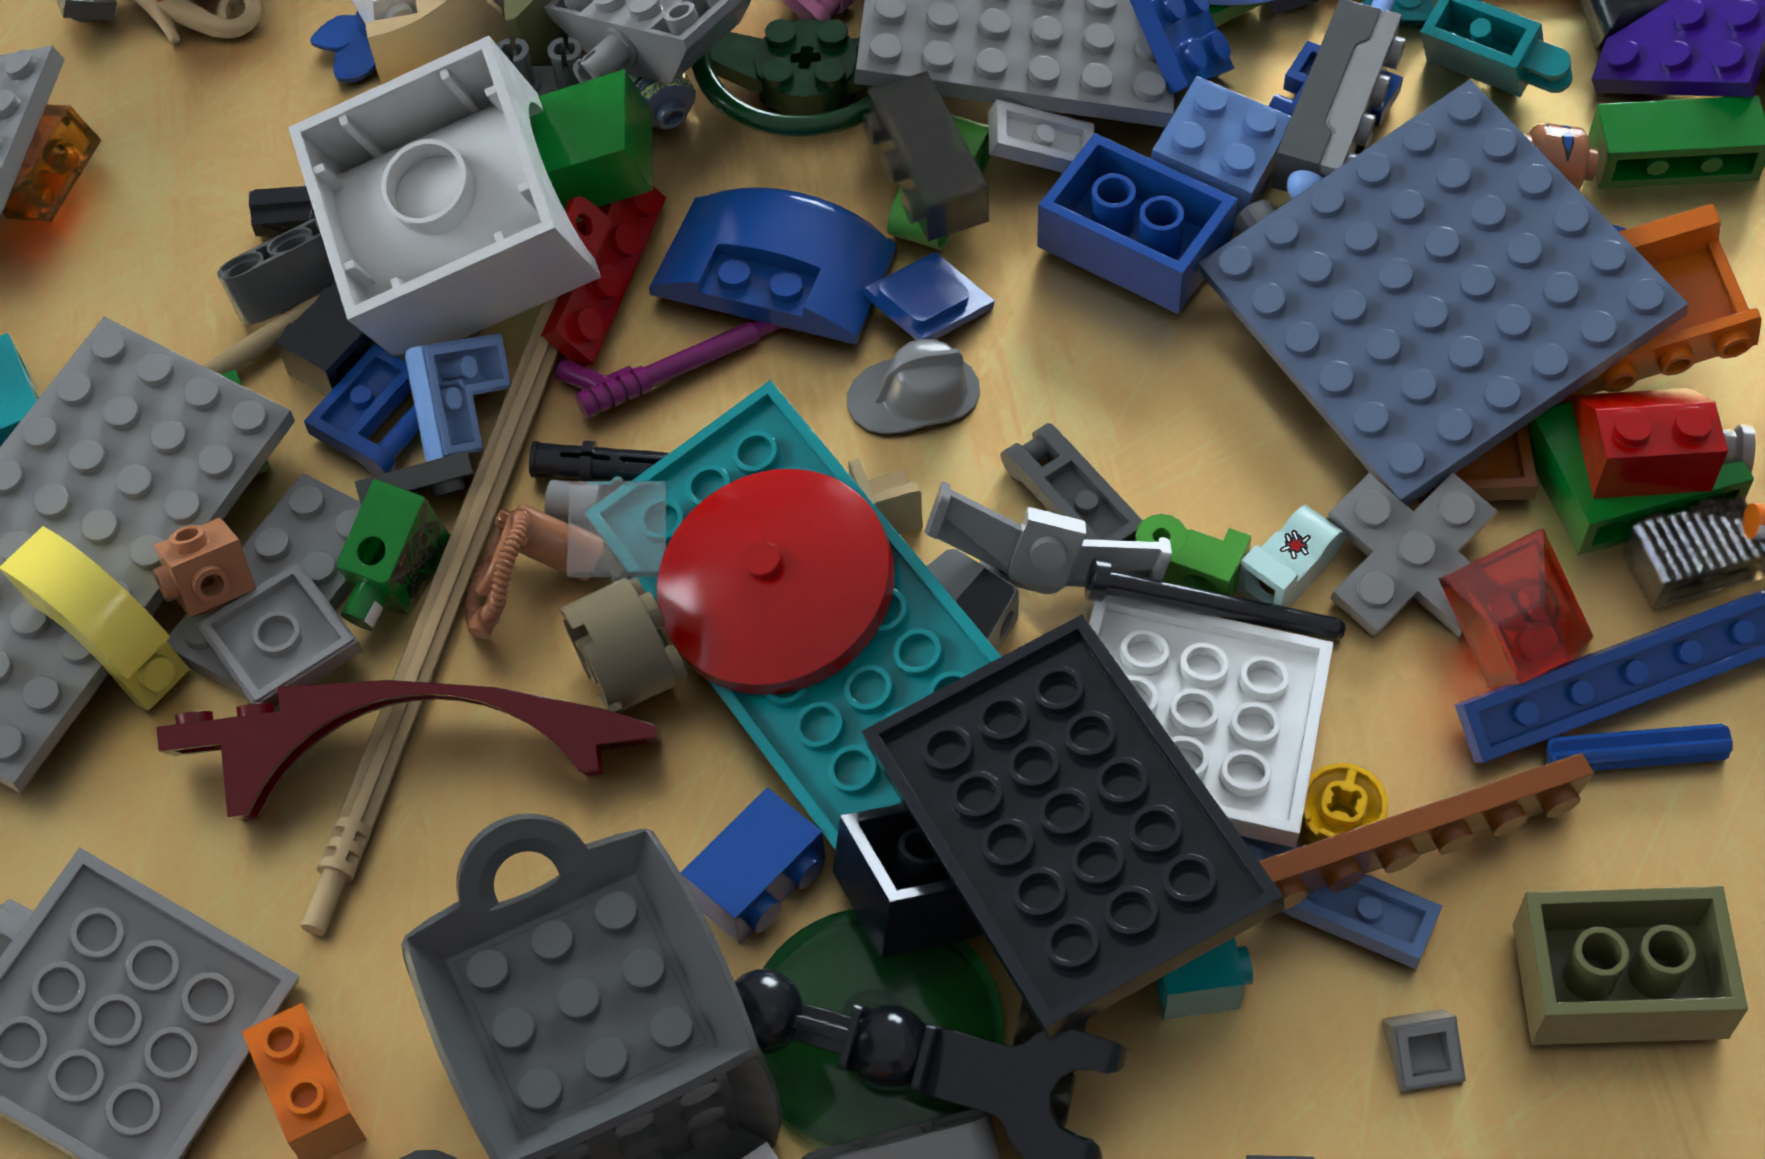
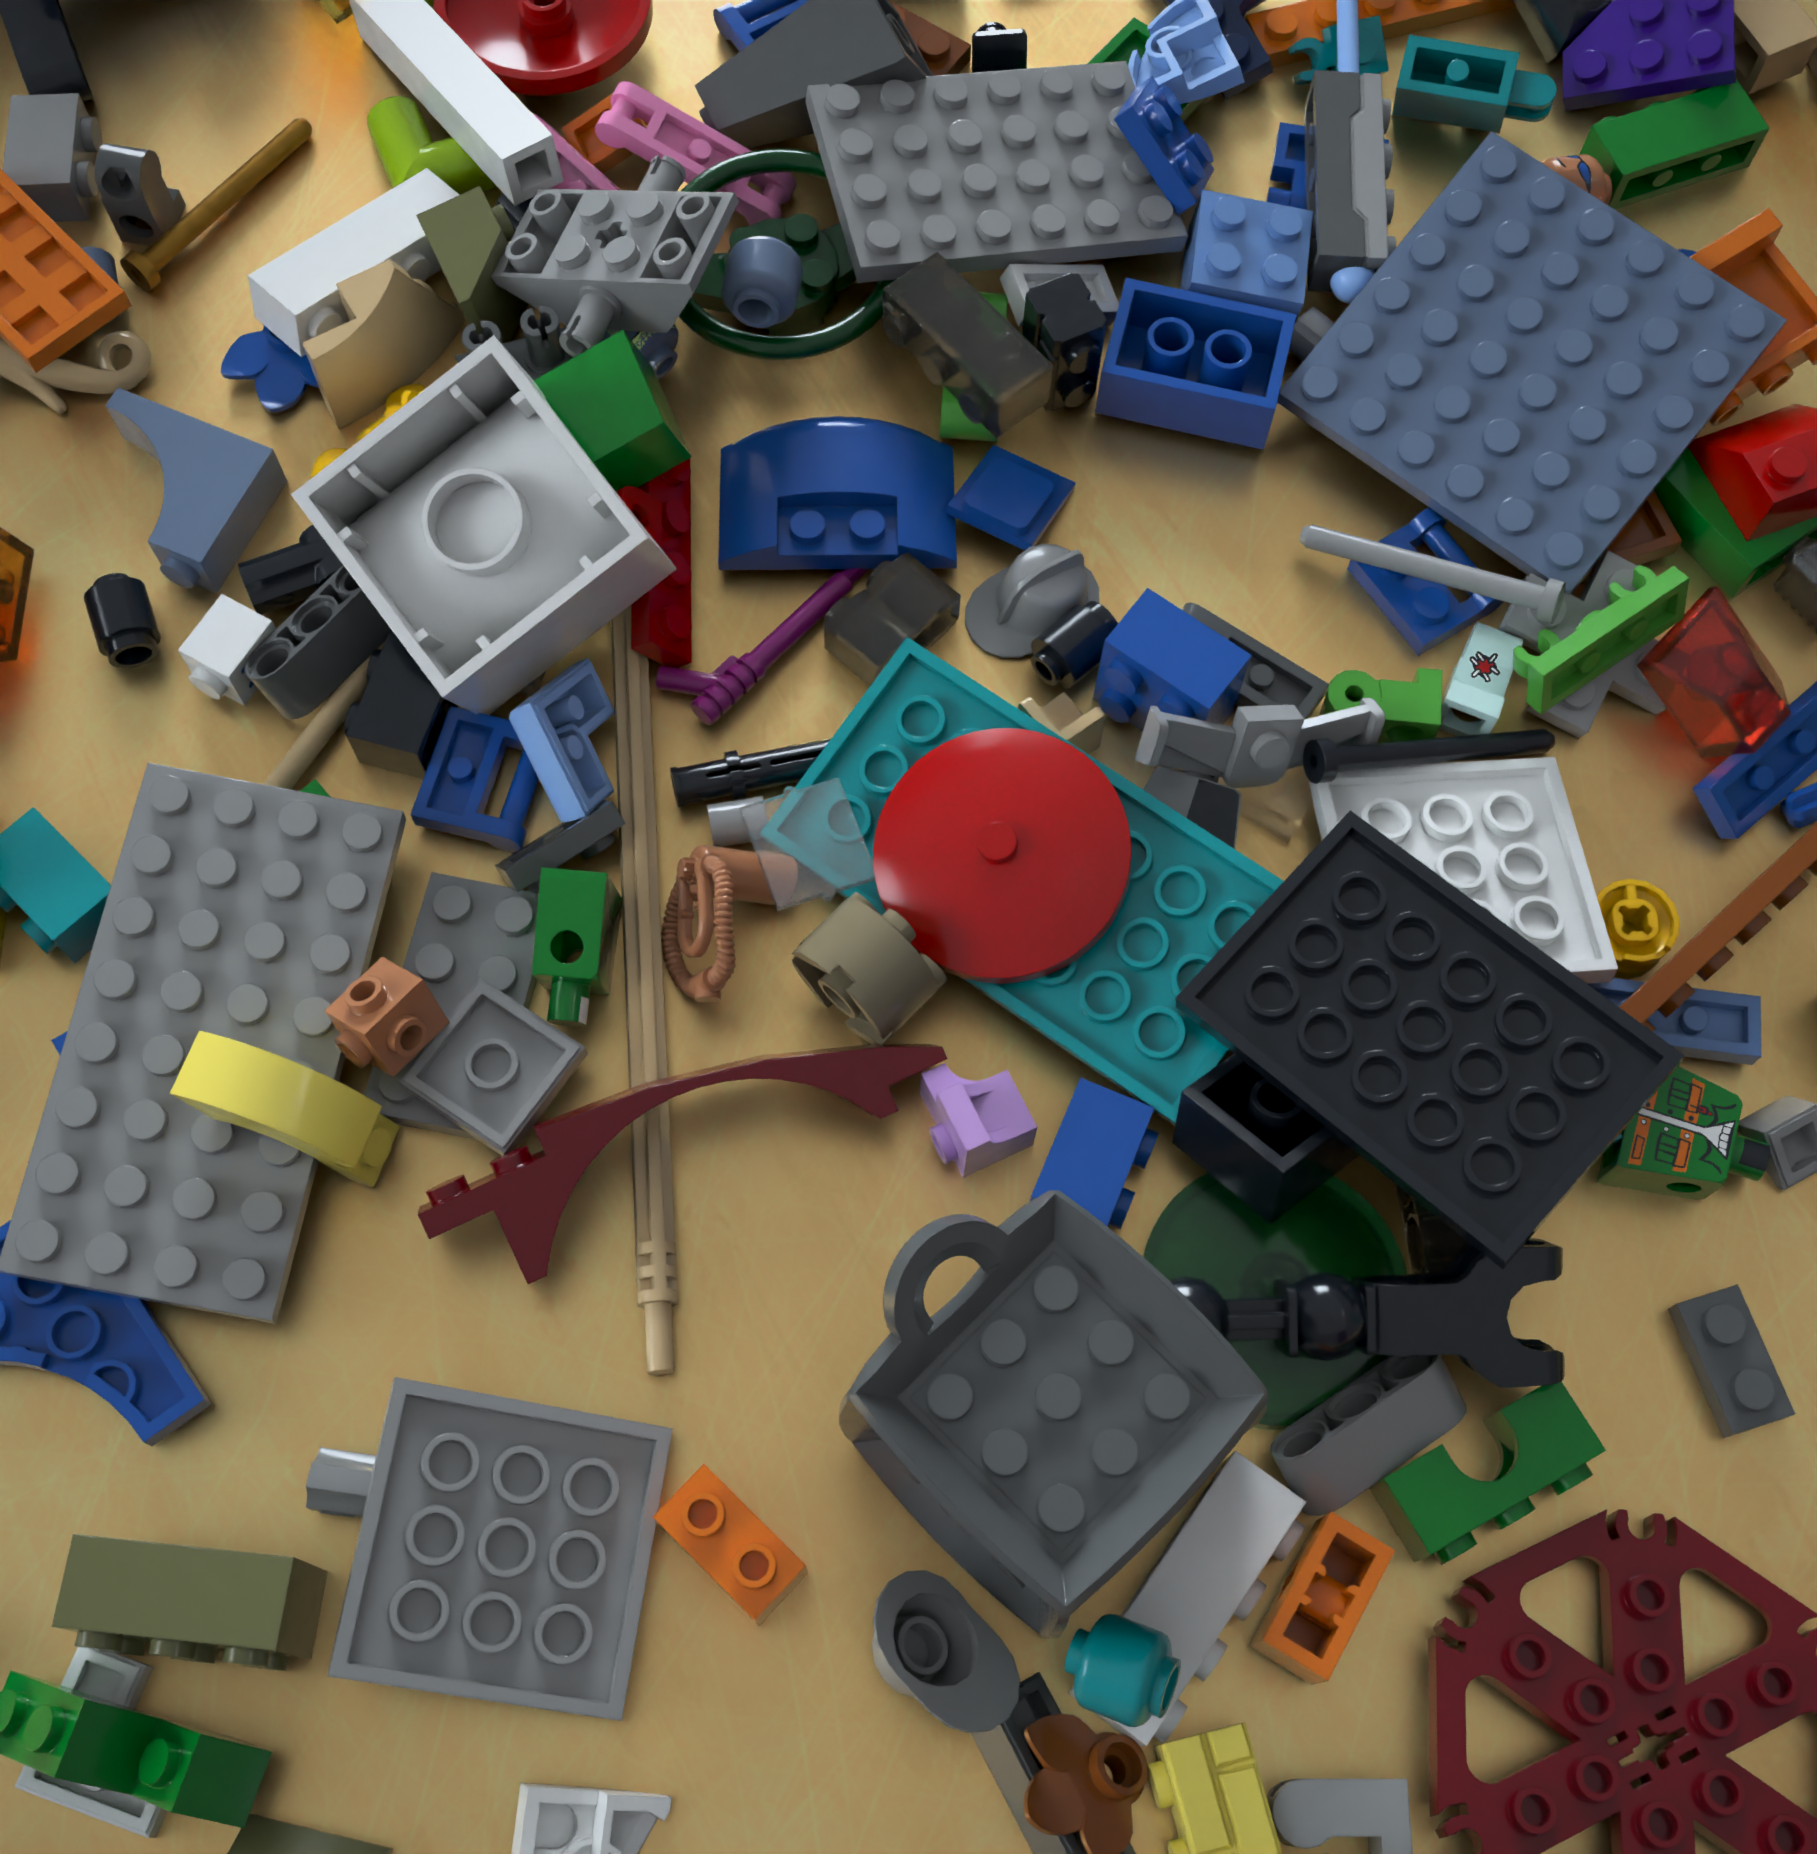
camera: 25 degrees left, 10 degrees up
(146, 212) = (122, 620): none -> black brick
(210, 247) = (220, 649): none -> white brick
(251, 135) = (213, 488): none -> sand blue arch
(669, 799) = (976, 1119): none -> lavender brick
(765, 60) = (762, 281): none -> sand blue head
(789, 355) = (898, 603): none -> clear smoke brick
(929, 432) = (1072, 644): none -> black brick
(992, 458) = (1170, 663): none -> blue brick
(1018, 173) = (1068, 334): none -> black brick
(1265, 468) = (1419, 608): none -> blue plate
(1308, 1005) = (1684, 1142): none -> green torso
(1365, 495) = (1542, 598): none -> light grey bar
(1409, 543) = (1602, 636): none -> bright green plate

